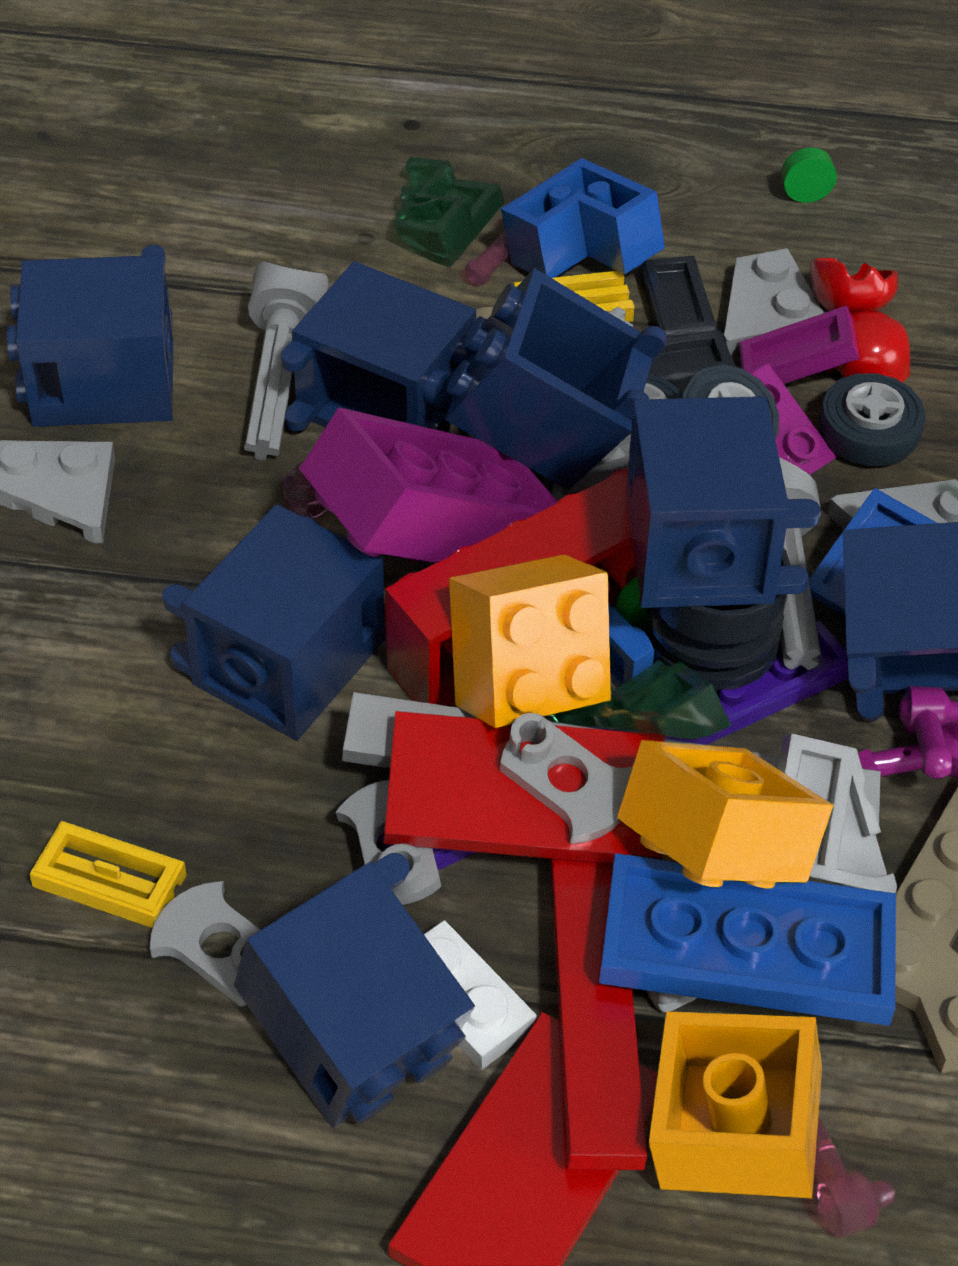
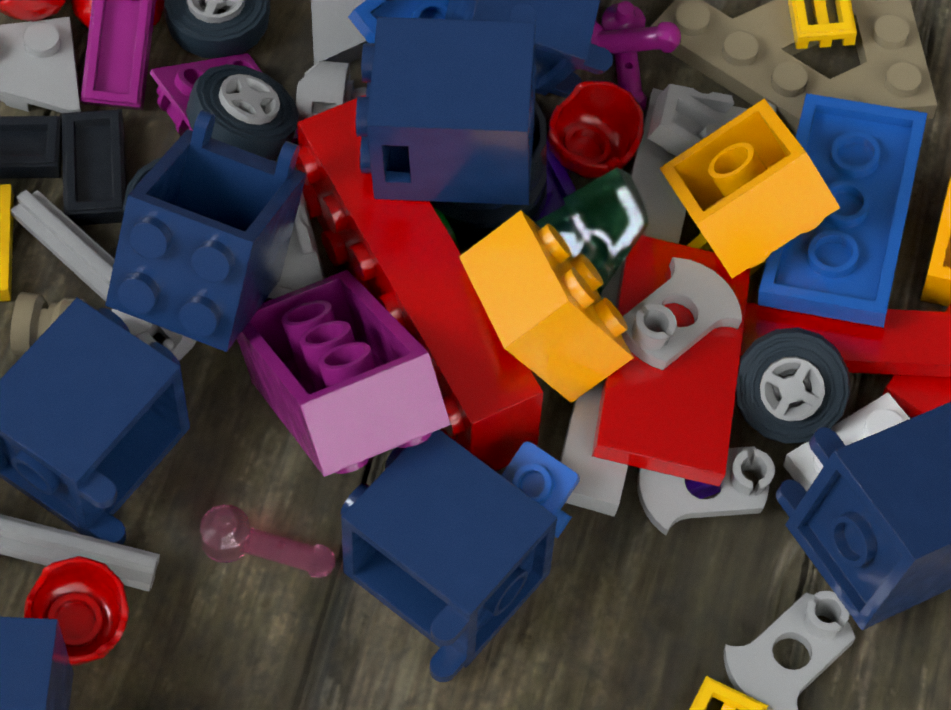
camera: 85 degrees left, 10 degrees up
(212, 396) = (86, 602): none -> red hair
(345, 681) = (543, 480): none -> blue bracket
(517, 907) = (798, 411): none -> black wheel
(802, 707) = (596, 129): none -> red hair

